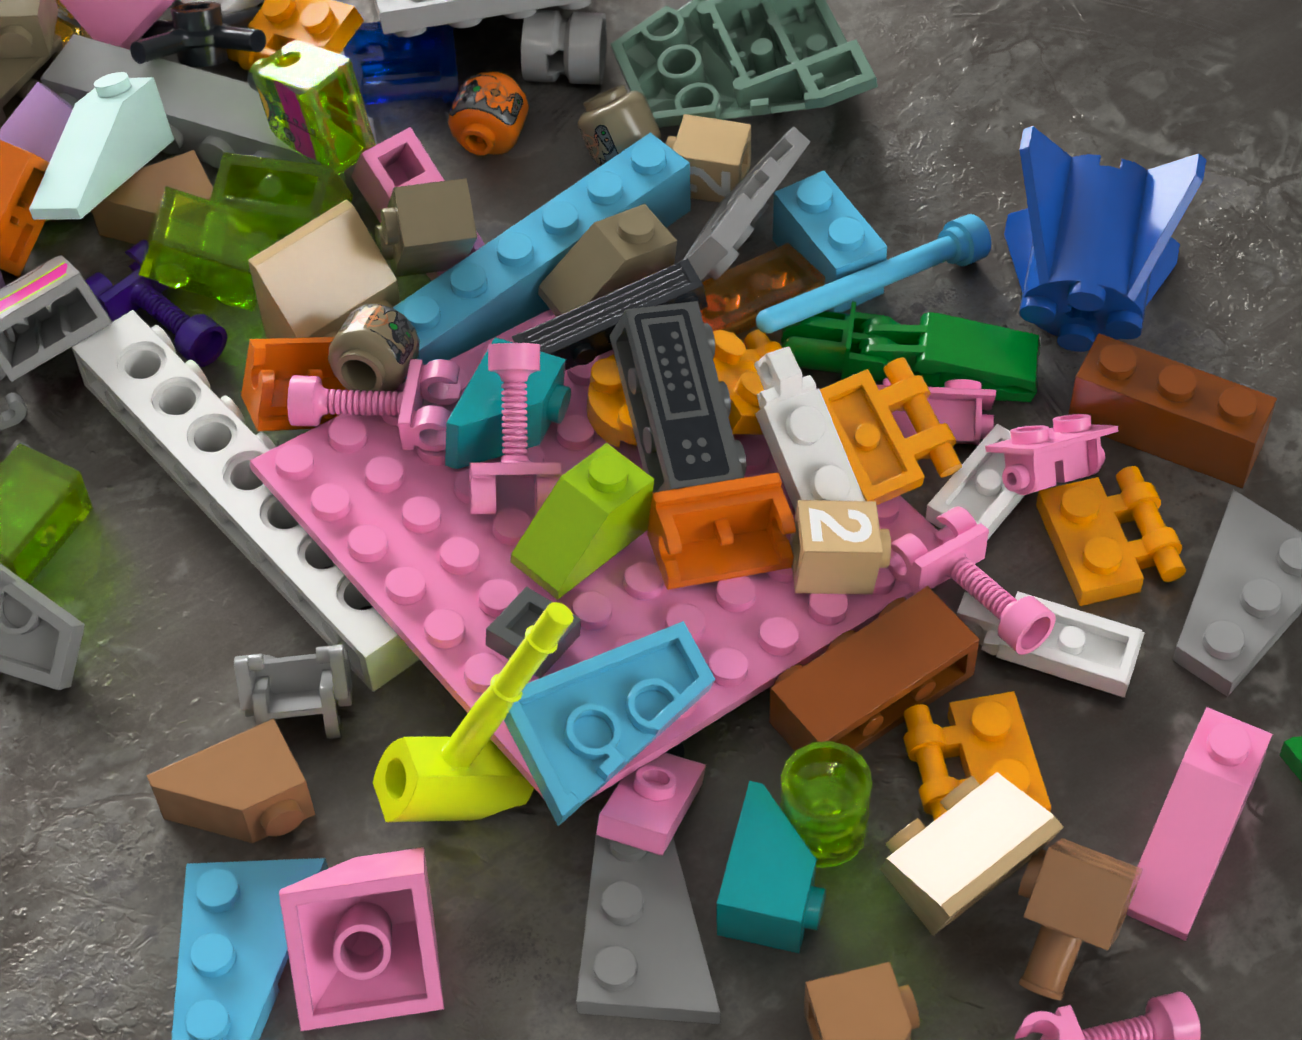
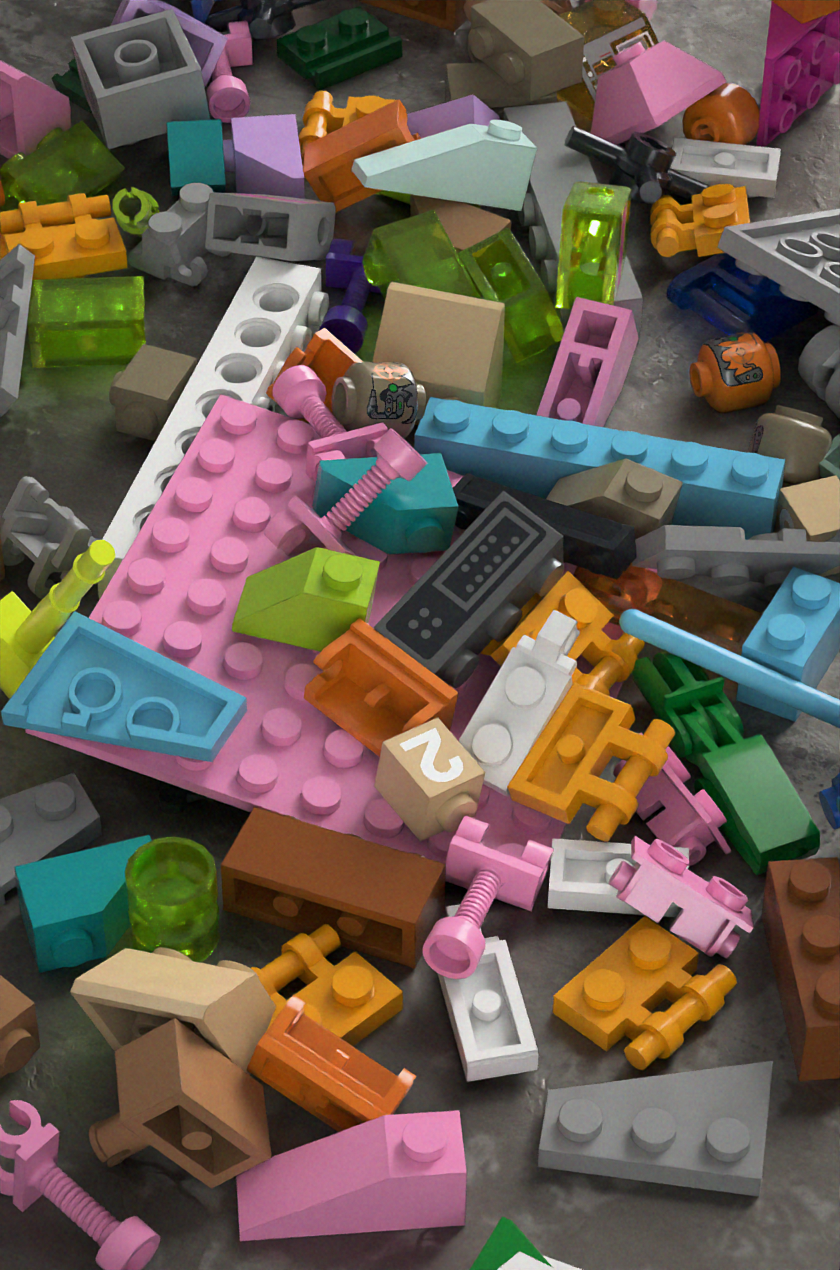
camera: 55 degrees right, 10 degrees down
(165, 517) = (149, 390): none -> dark tan brick
(427, 227) = (531, 367): dark tan brick -> none
(509, 628) = (177, 622): dark grey tile -> none
(651, 803) = (97, 793): bright pink plate -> none
(1095, 778) = (325, 1071): none -> orange hinge

